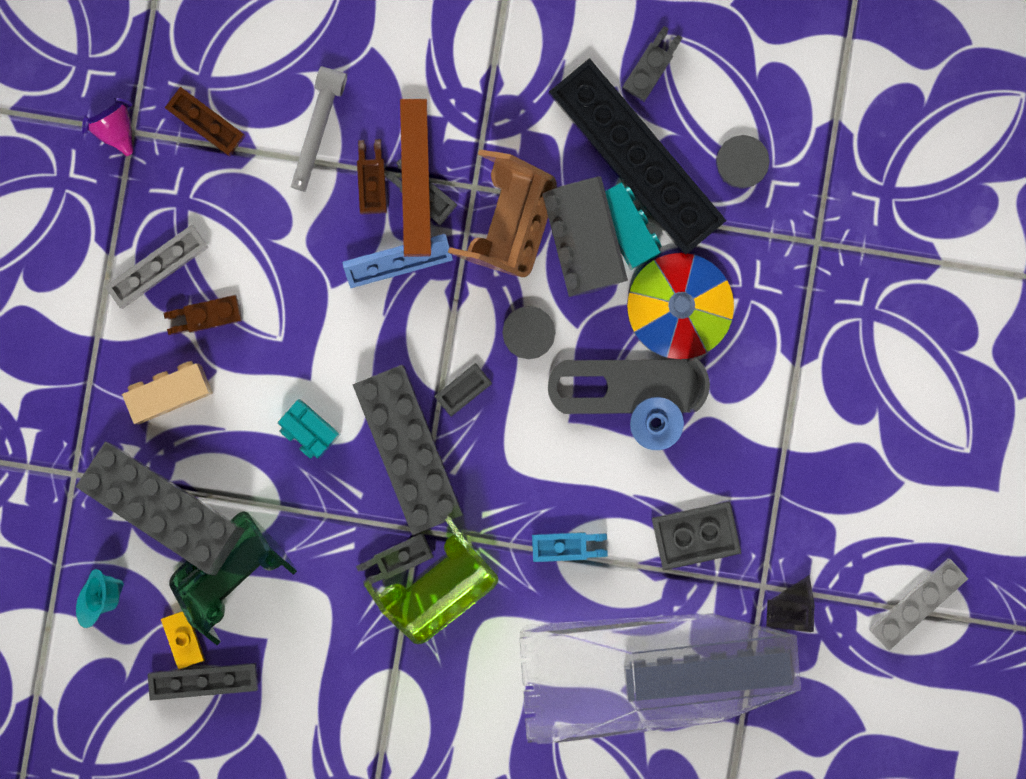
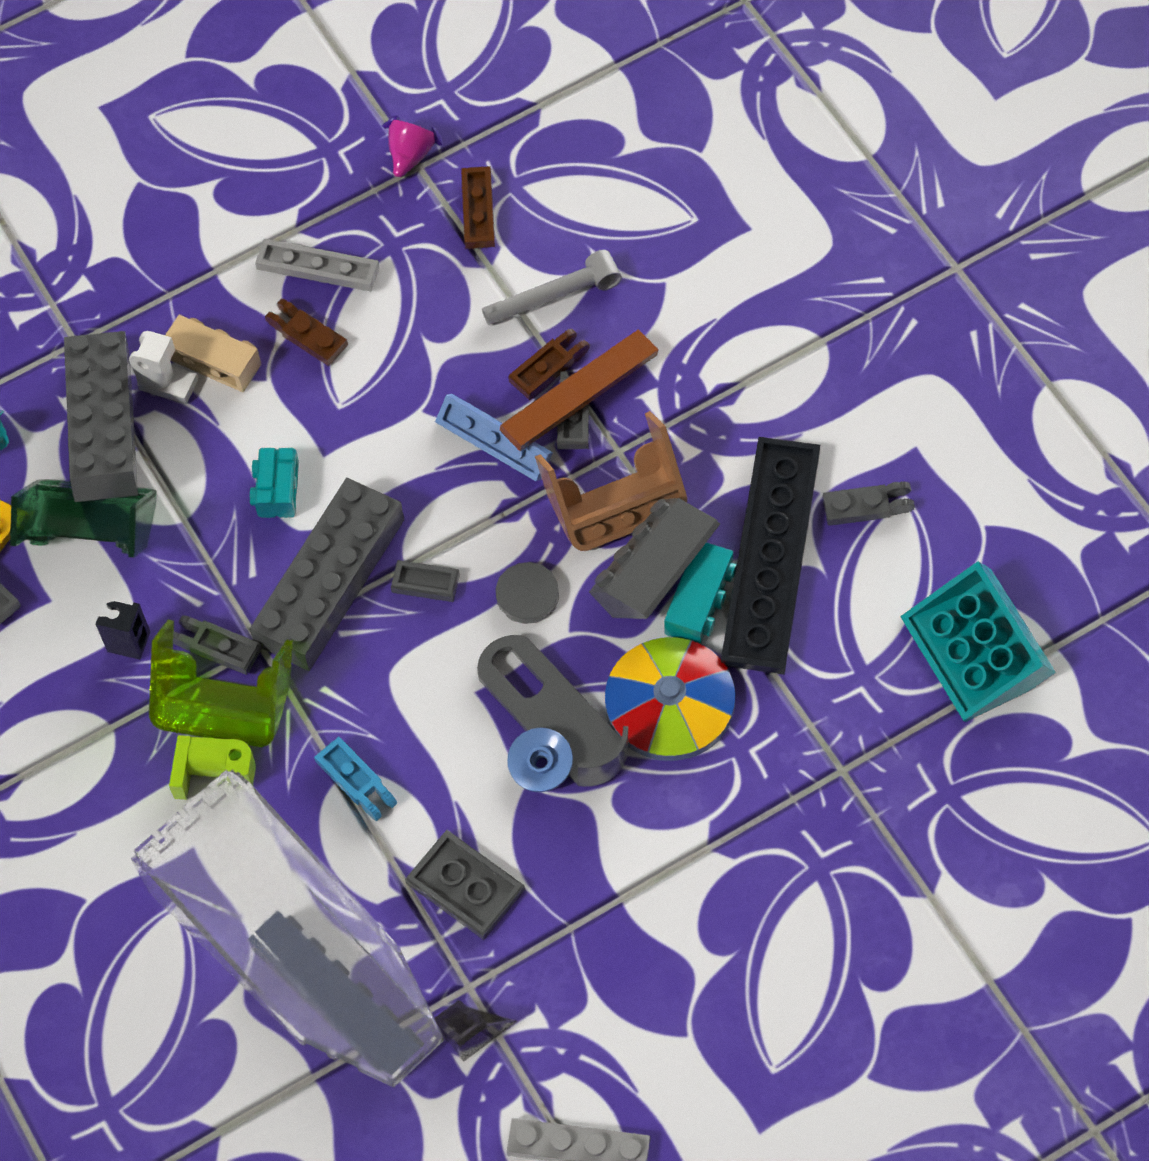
camera: 55 degrees right, 25 degrees down
(159, 438) = (155, 370): none -> white piece
(344, 611) = (127, 632): none -> black hinge
(479, 627) = (208, 758): none -> lime piece
(742, 161) = (853, 645): dark grey tile -> none
(810, 85) = (977, 642): none -> teal slope

